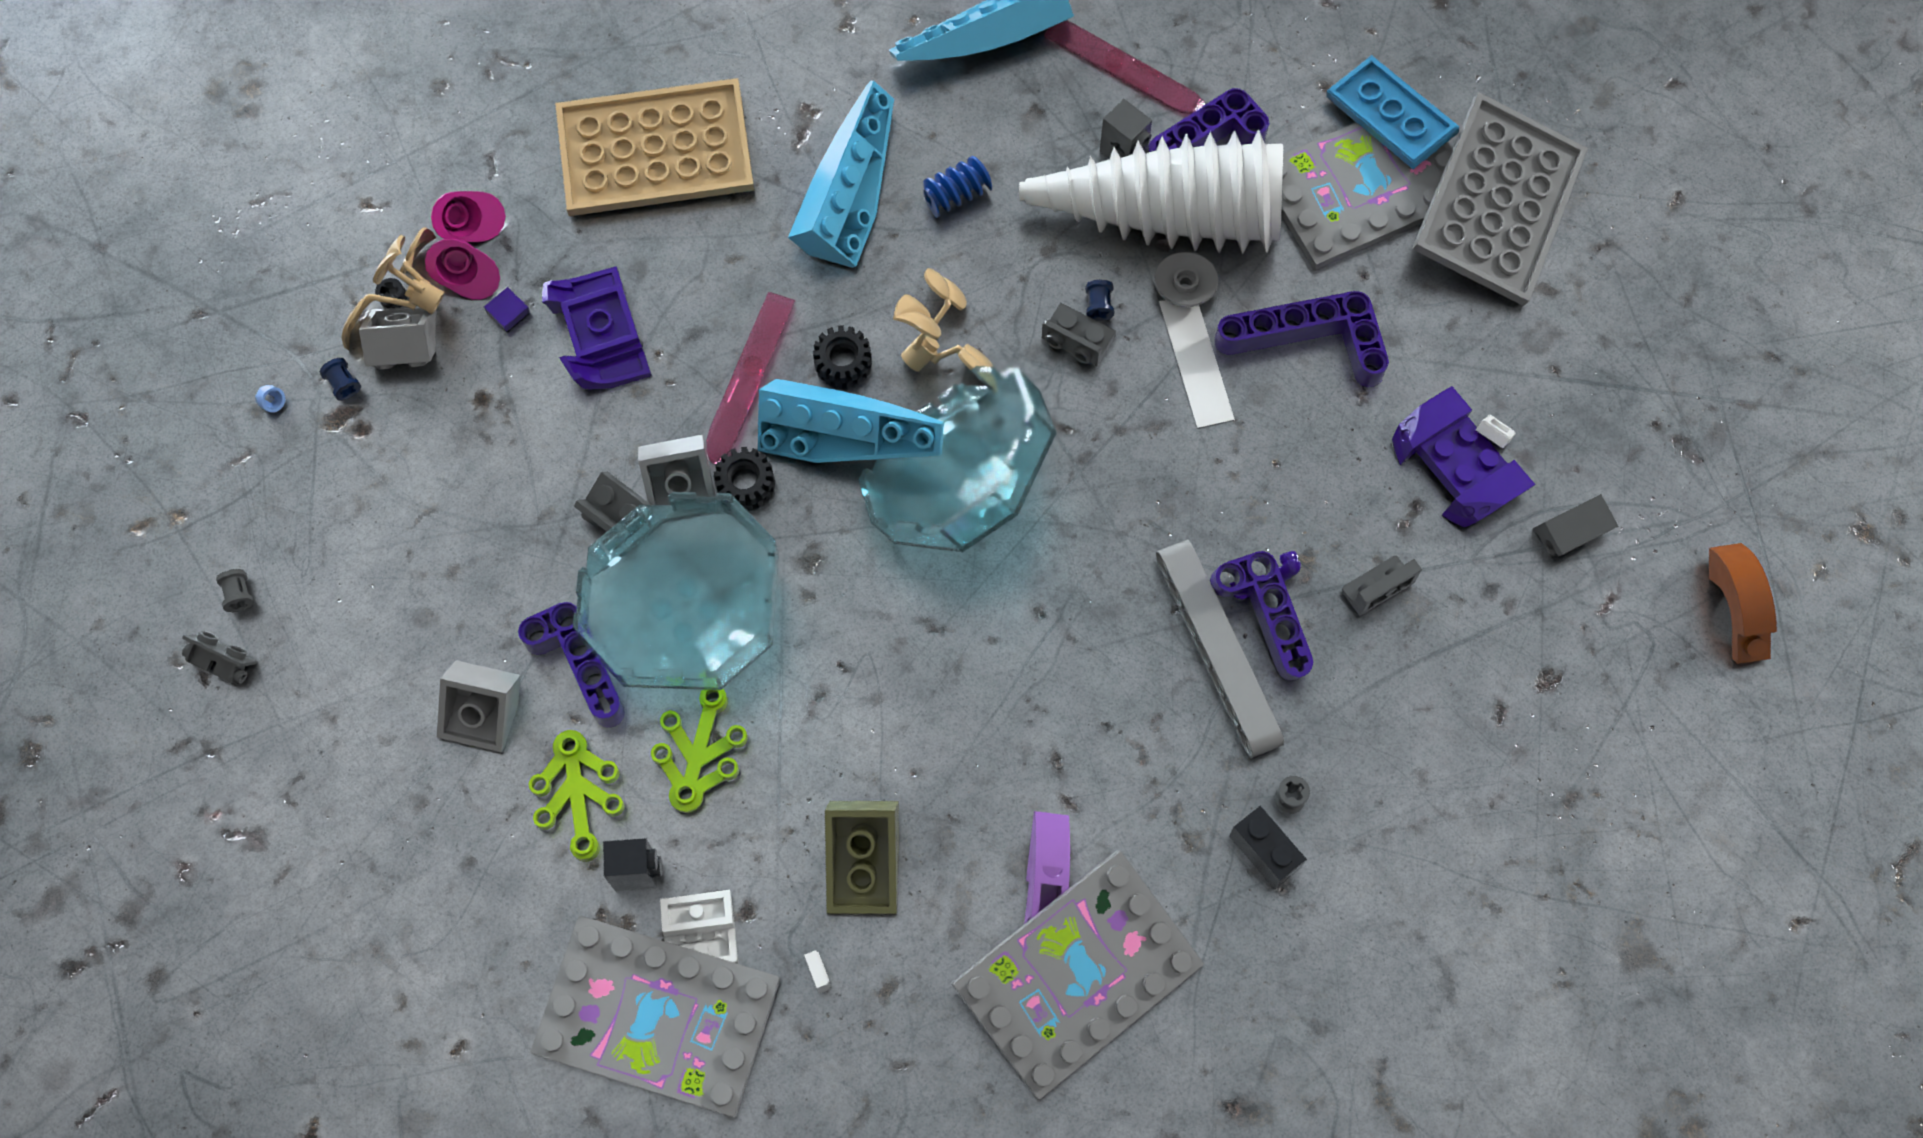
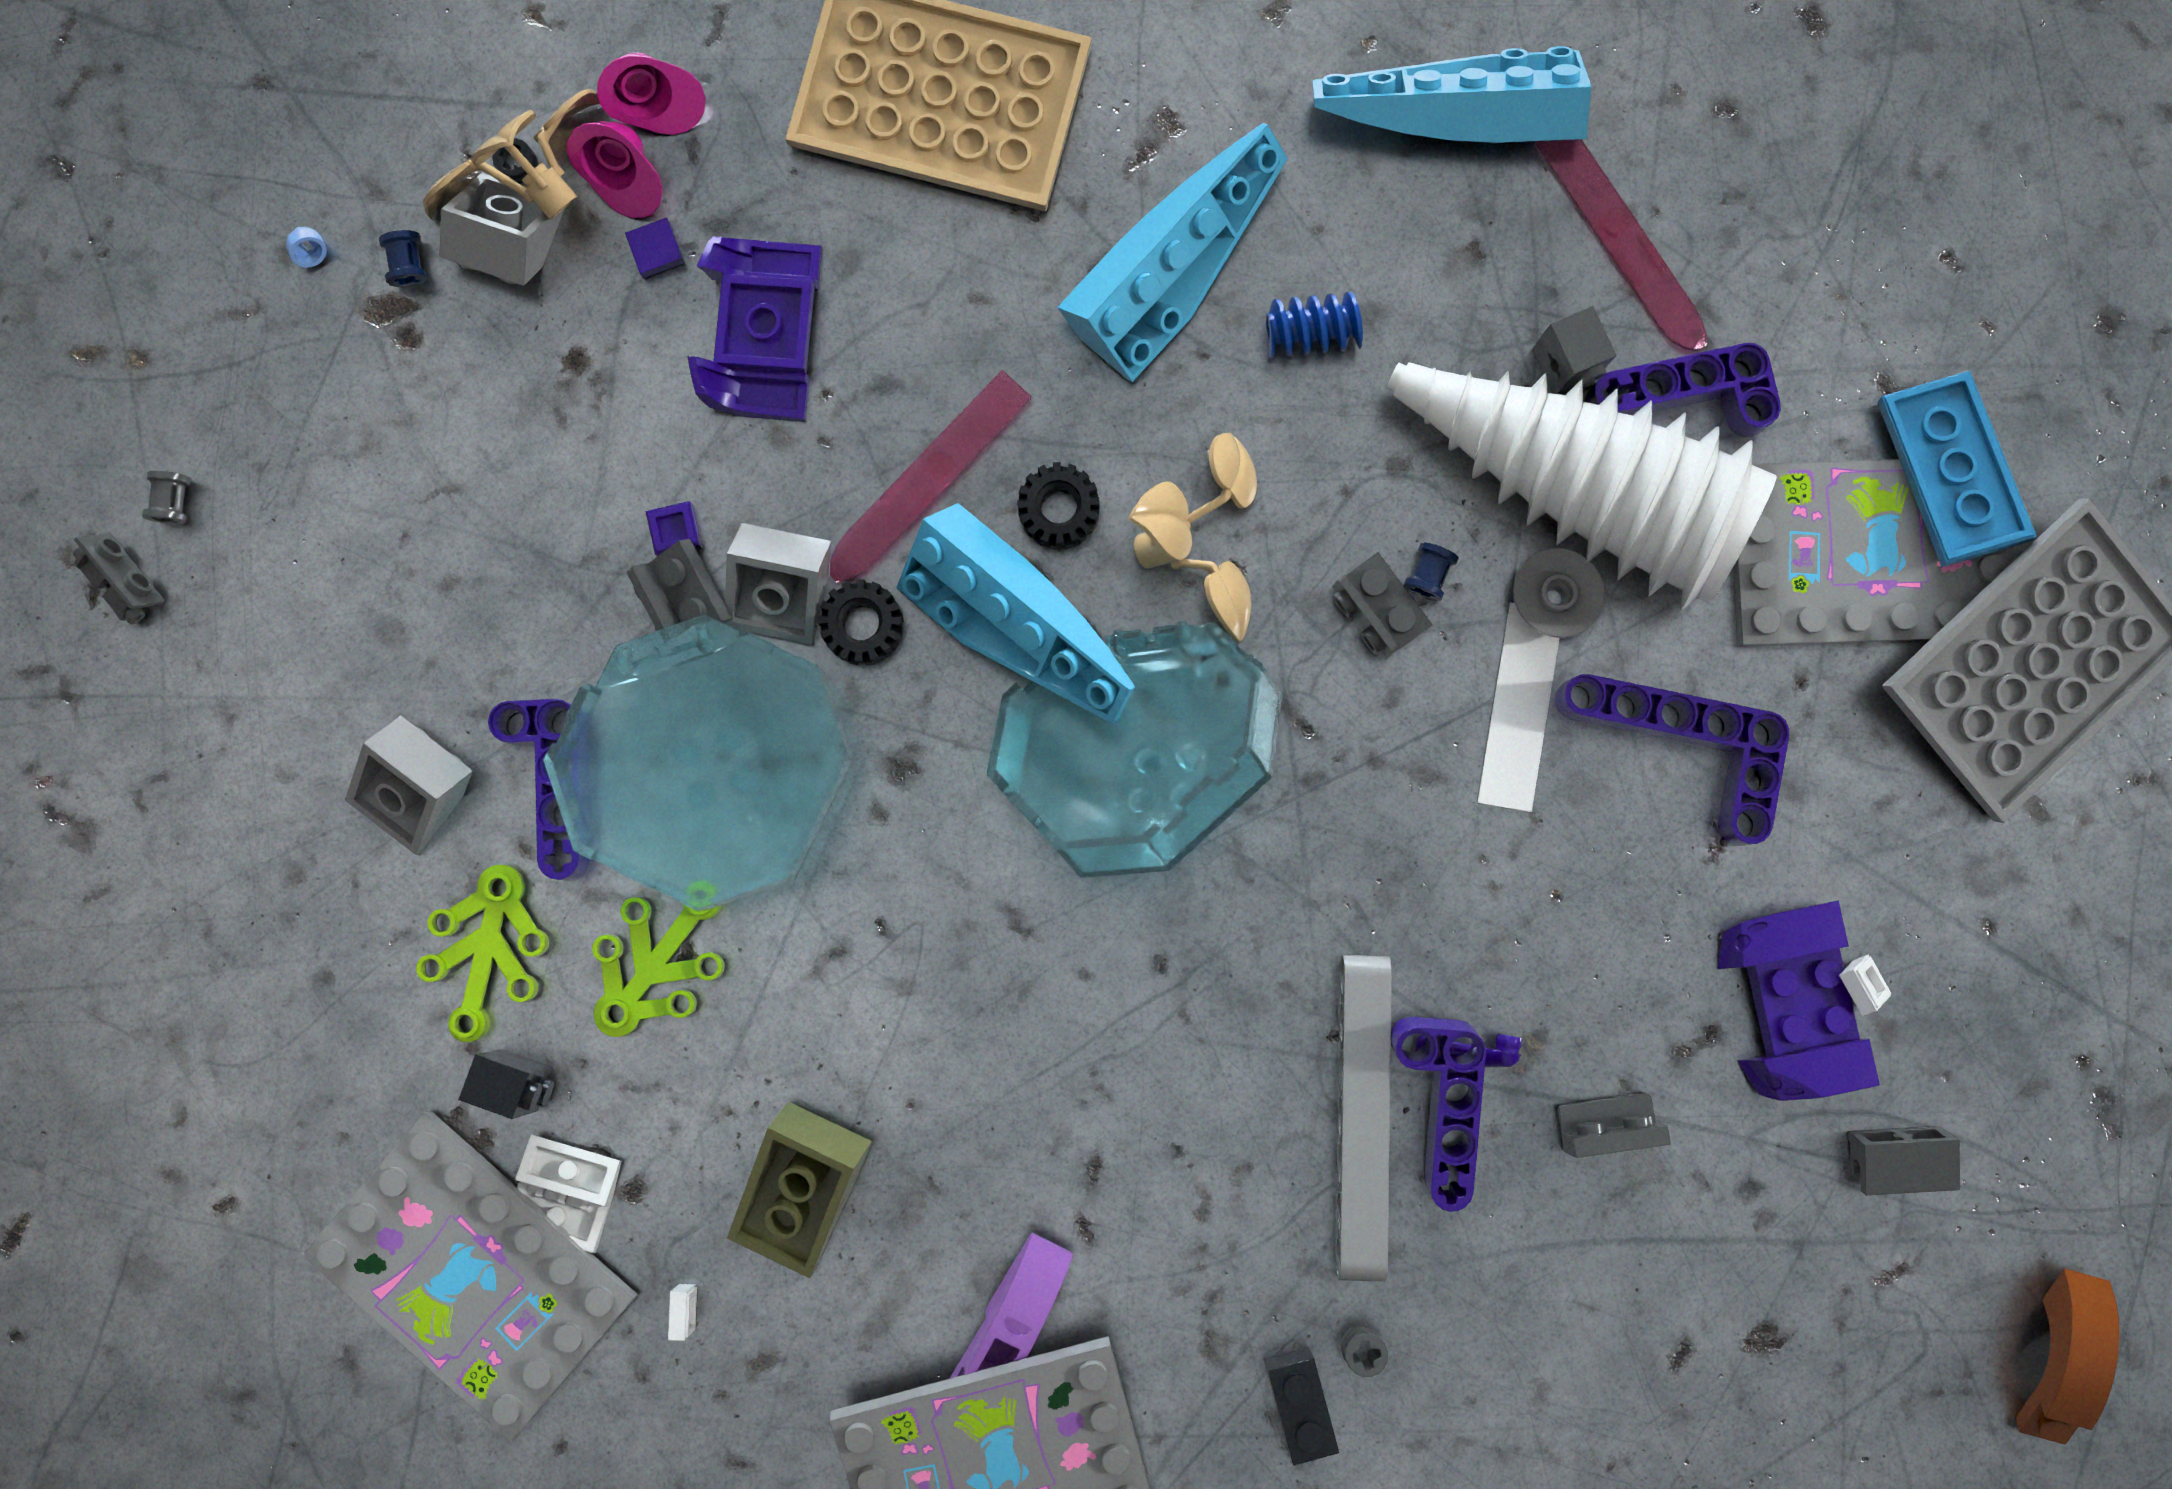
camera: 25 degrees right, 15 degrees up
(588, 471) = (672, 524): none -> dark purple tile

